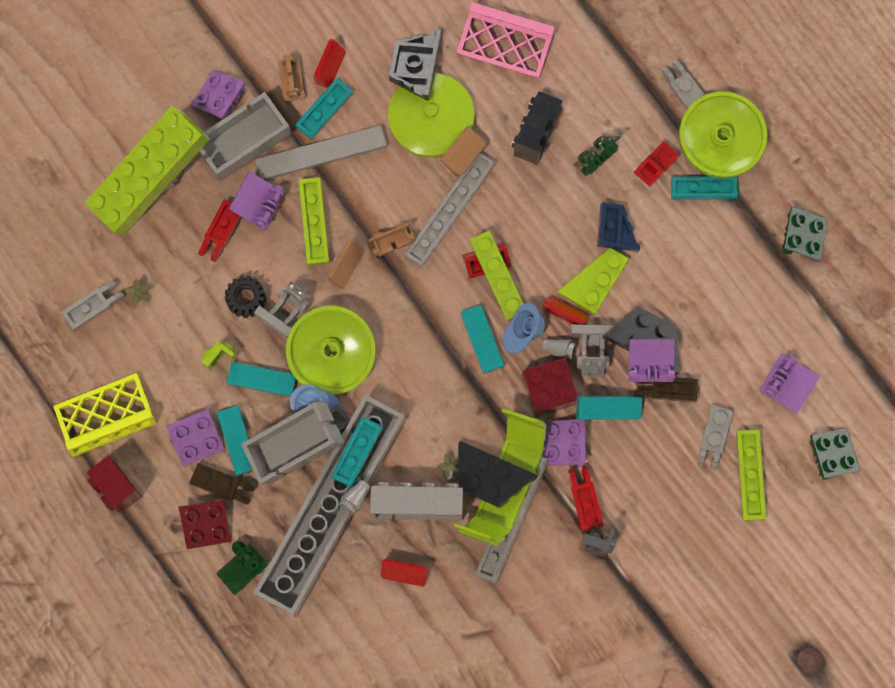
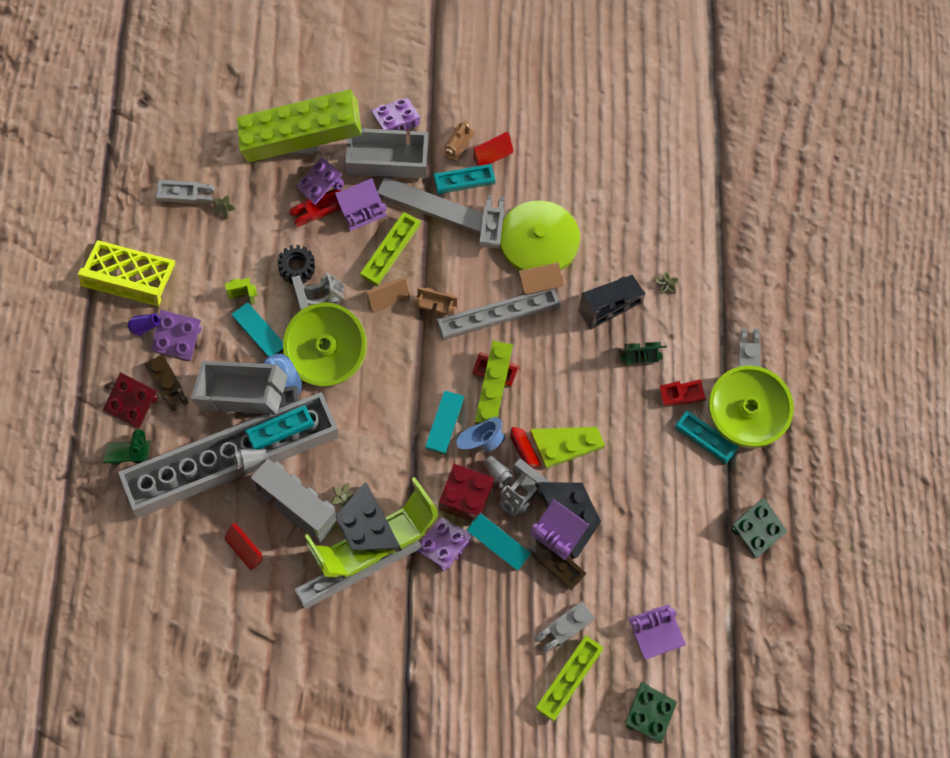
camera: 30 degrees right, 10 degrees down
(114, 485) = (88, 322): dark red brick -> none
(159, 450) = (143, 323): none -> dark purple cone
(204, 206) = (320, 180): none -> medium lavender hinge
(235, 434) = (207, 351): teal tile -> none
(383, 133) = (492, 224): none -> light grey hinge
(415, 63) = (557, 192): wing -> none
(510, 22) = (653, 216): bright pink fence -> none
(569, 75) = (667, 283): none -> olive plant
(585, 501) = (424, 599): red hinge -> none
(596, 545) = (402, 632): dark grey bracket -> none
(615, 229) = (612, 416): dark blue wing -> none

